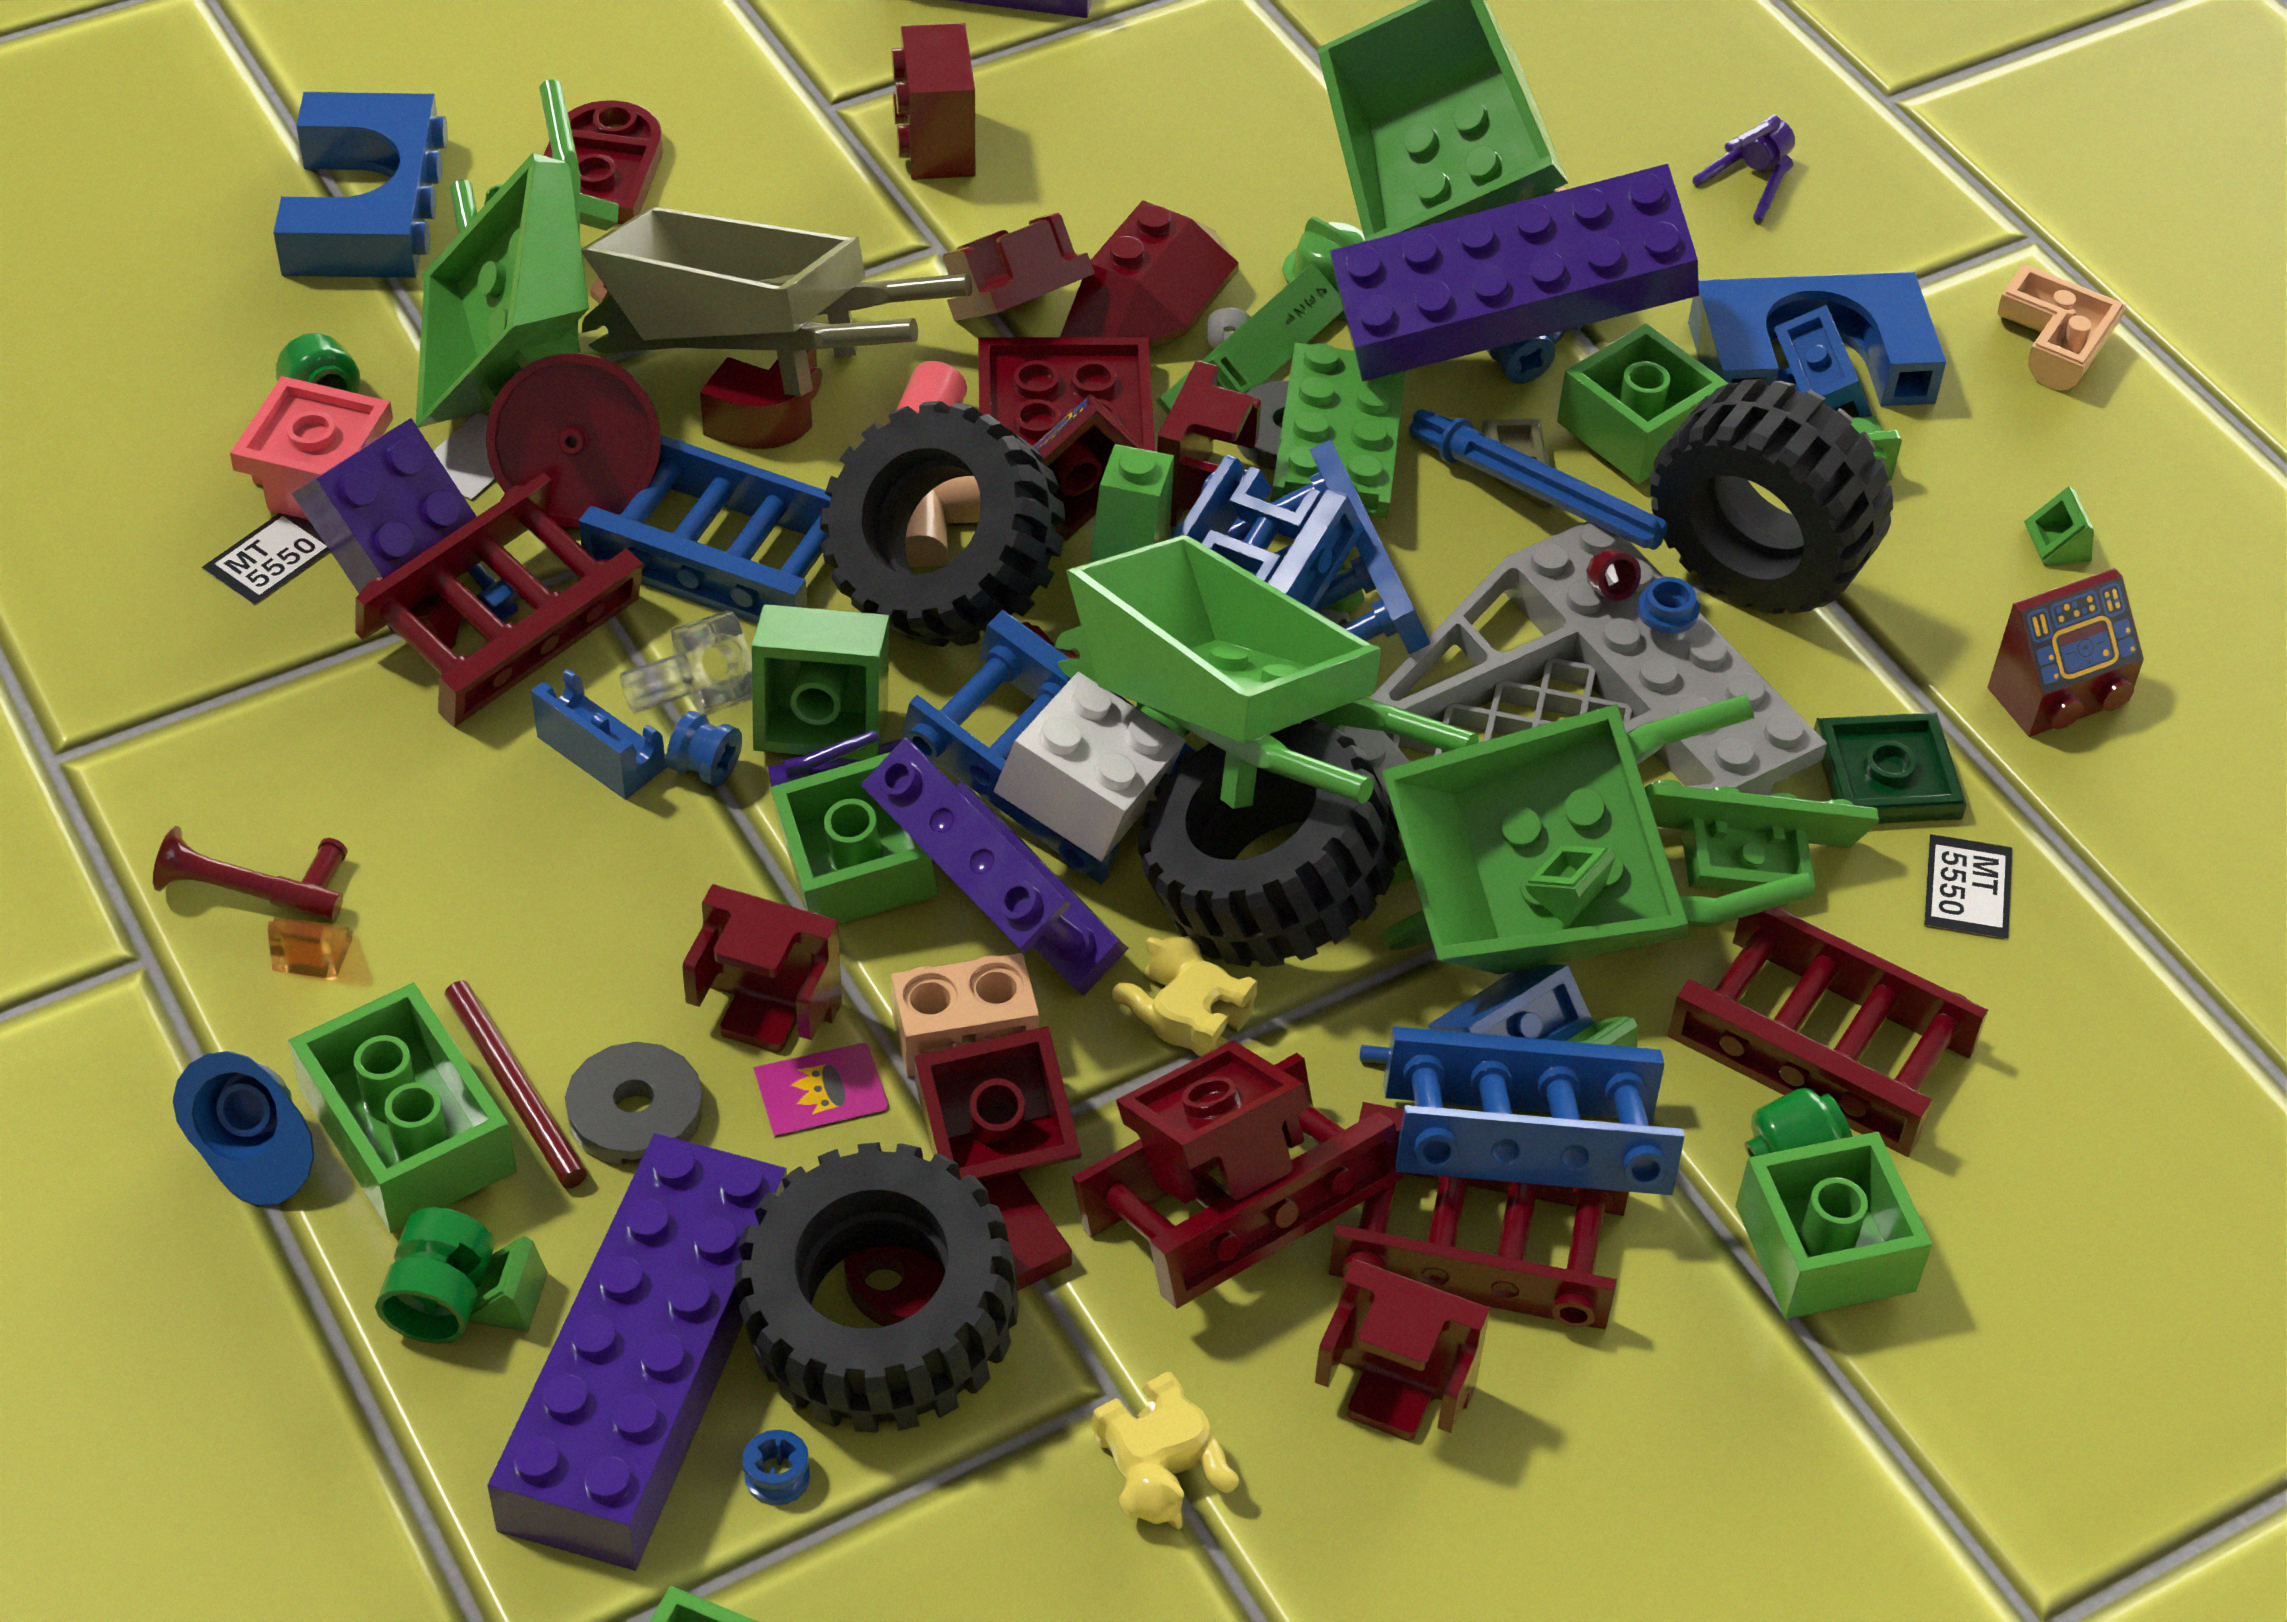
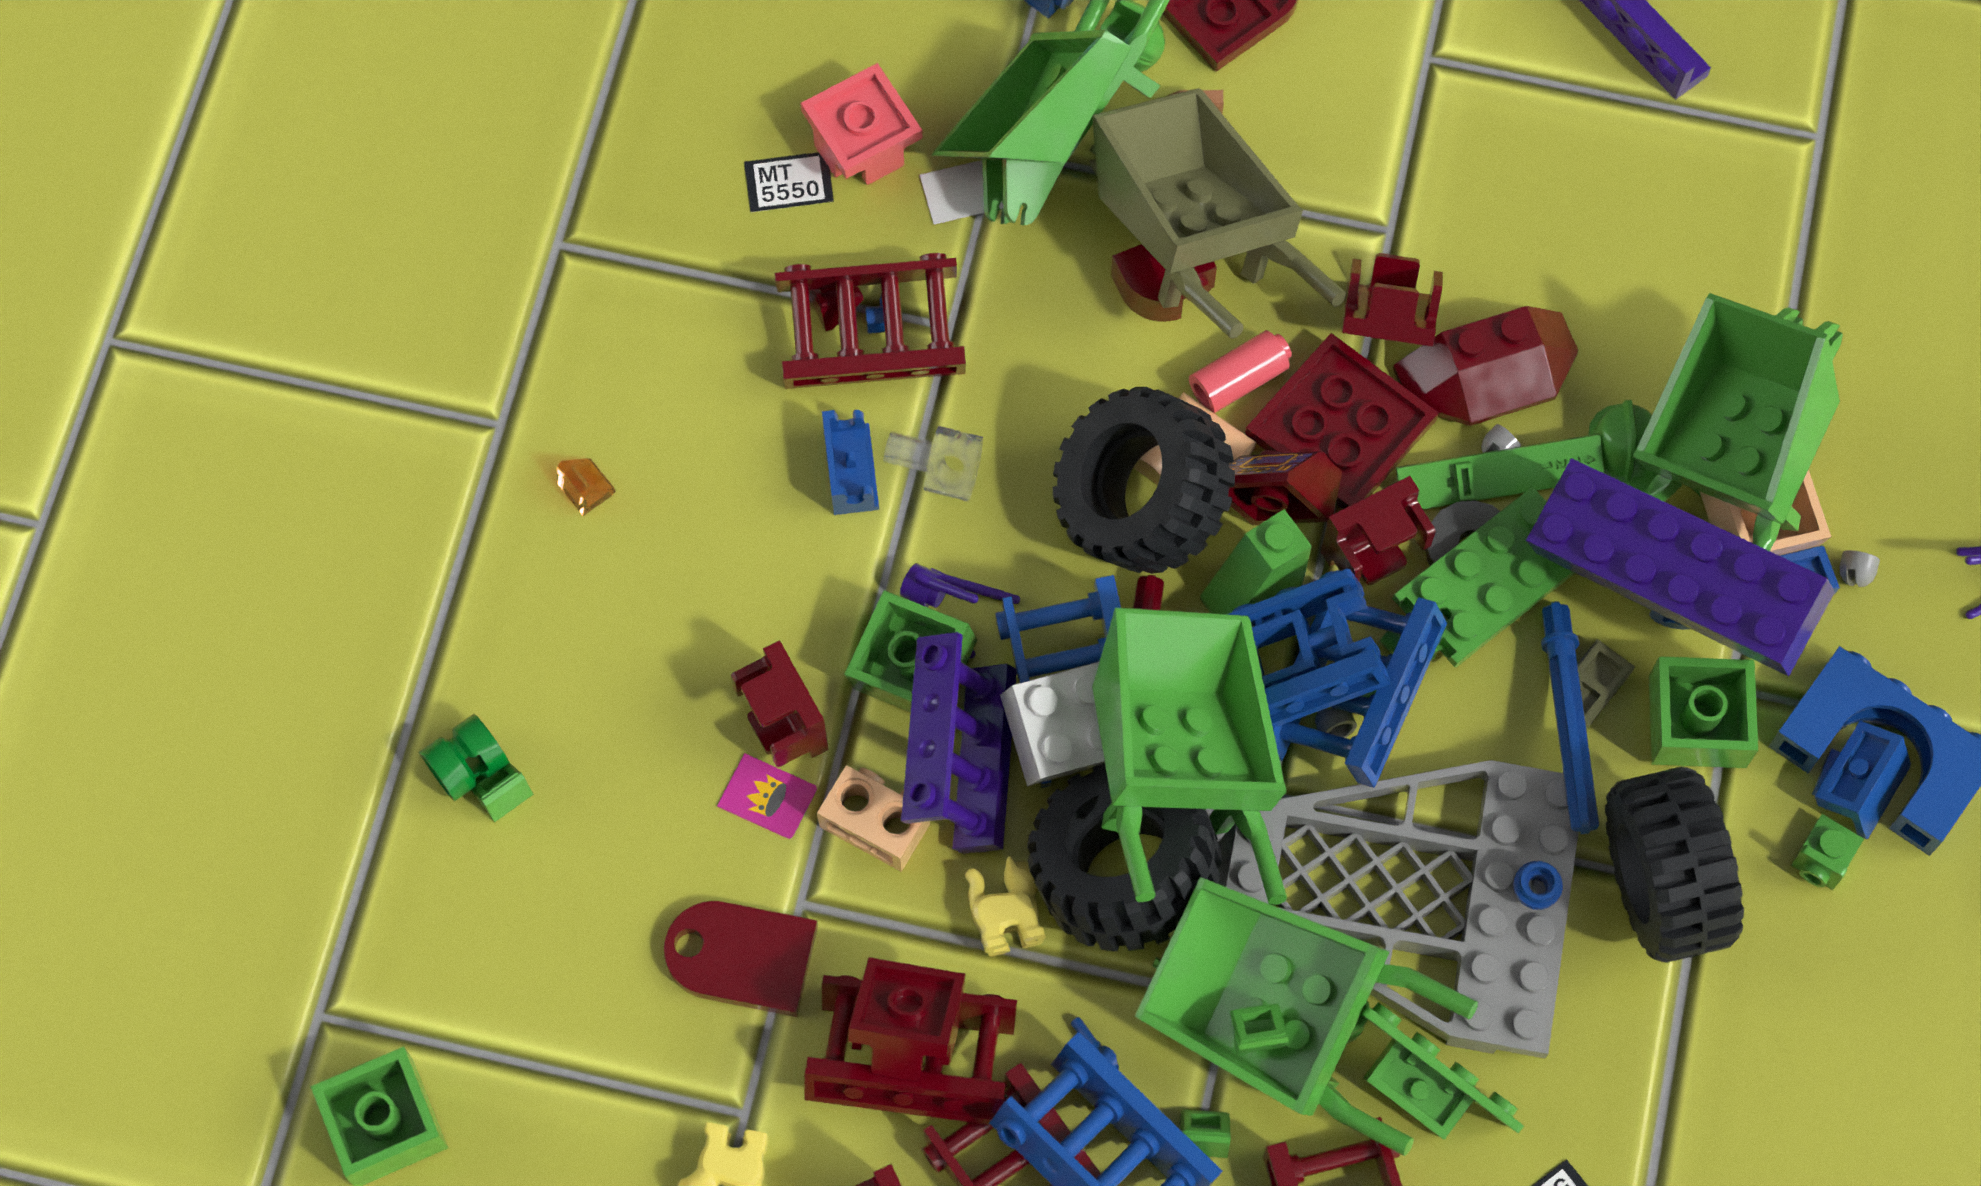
camera: 45 degrees right, 20 degrees up
(244, 1126) = (451, 582): blue piece -> none
(310, 896) = (607, 450): dark red piece -> none
(319, 361) = (915, 66): green head -> none
(384, 505) = (854, 210): dark purple brick -> none
(402, 1106) = (530, 638): bright green brick -> none
(515, 1084) = (612, 663): dark red bar -> none
(580, 426) = (1002, 240): dark red piece -> none
(627, 1072) = (655, 701): dark grey tile -> none
(634, 1358) = (528, 887): dark purple brick -> none
(701, 572) = (998, 363): blue fence -> none
(704, 748) = (895, 520): blue wheel -> none
(773, 1487) = (549, 1018): blue bush -> none
(819, 679) = (985, 532): bright green brick -> none
(862, 1205) = (609, 924): black tyre -> none
(935, 101) = (1475, 118): dark red brick -> none
(997, 1105) = (824, 900): dark red slope -> none
(1523, 1004) = (1174, 1075): blue panel -> none
(1621, 569) = (1526, 845): dark red hinge -> none
(1892, 765) = (1587, 1096): dark green tile -> none
(2062, 530) = (1893, 1022): bright green slope -> none
(2068, 654) = (1772, 1122): slope -> none

